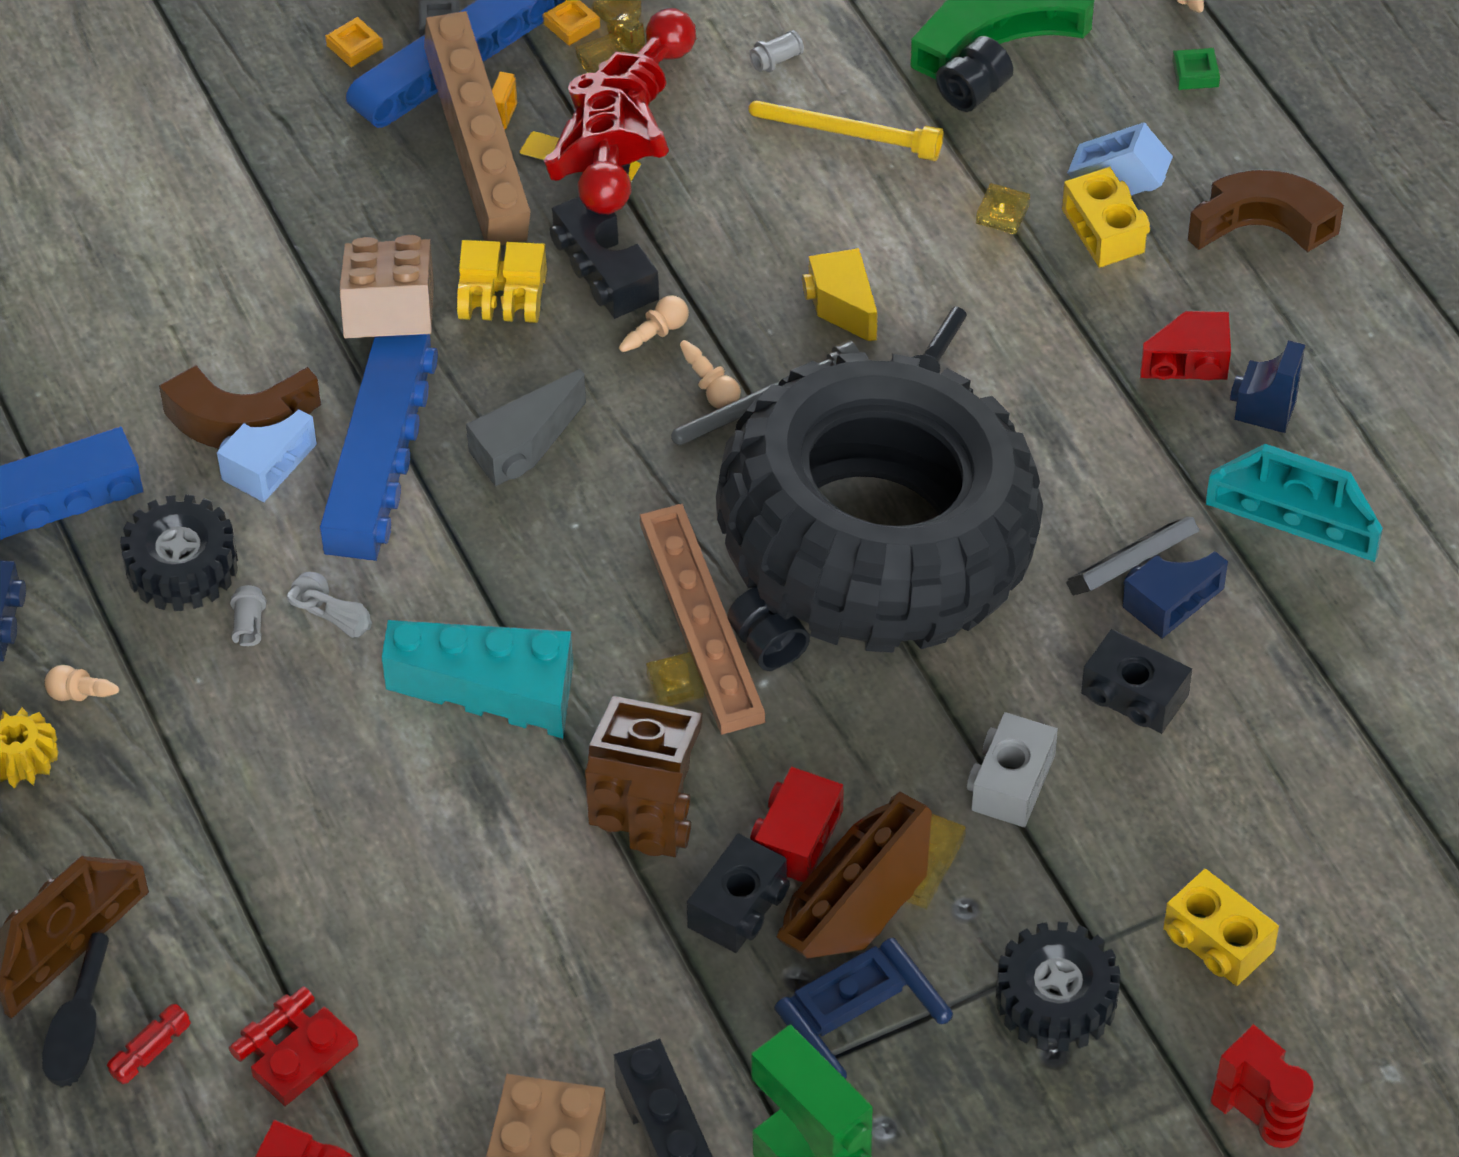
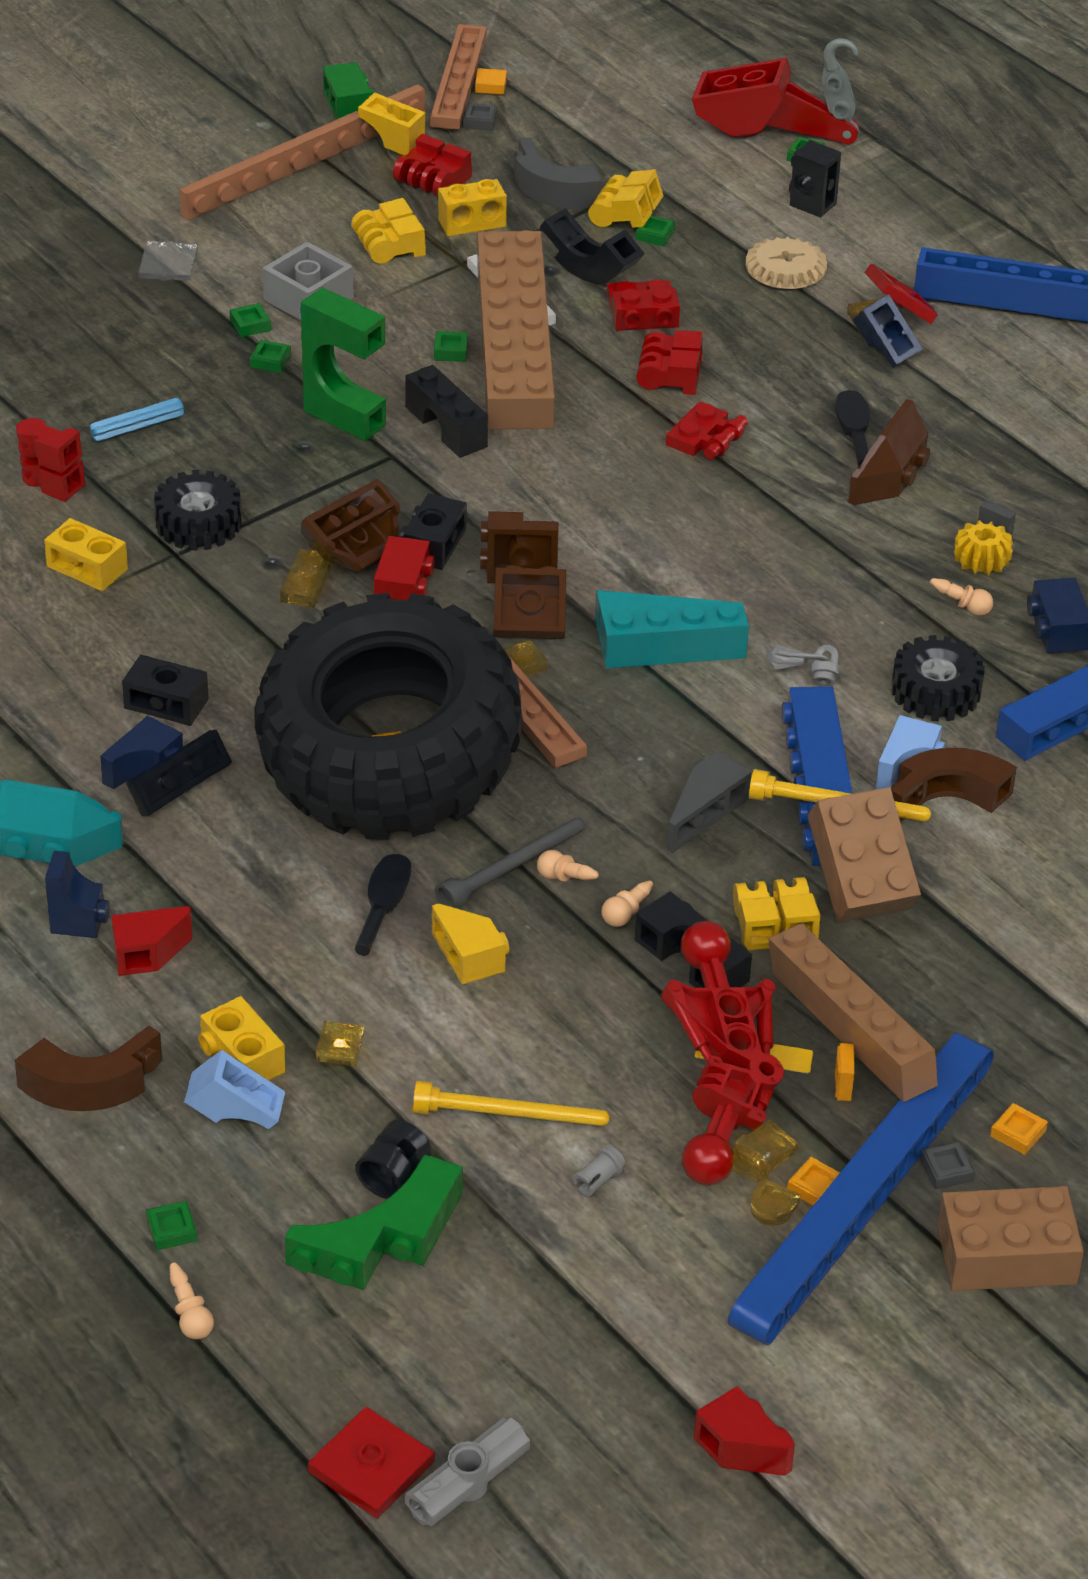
camera: 165 degrees right, 10 degrees down
(148, 1043) = (801, 420): red axle -> none
(247, 605) = (866, 655): light grey pin -> none
(461, 390) = (766, 786): none -> yellow piece
(853, 991) = (359, 476): dark blue plate -> none
(1012, 792) = (251, 624): light grey brick -> none

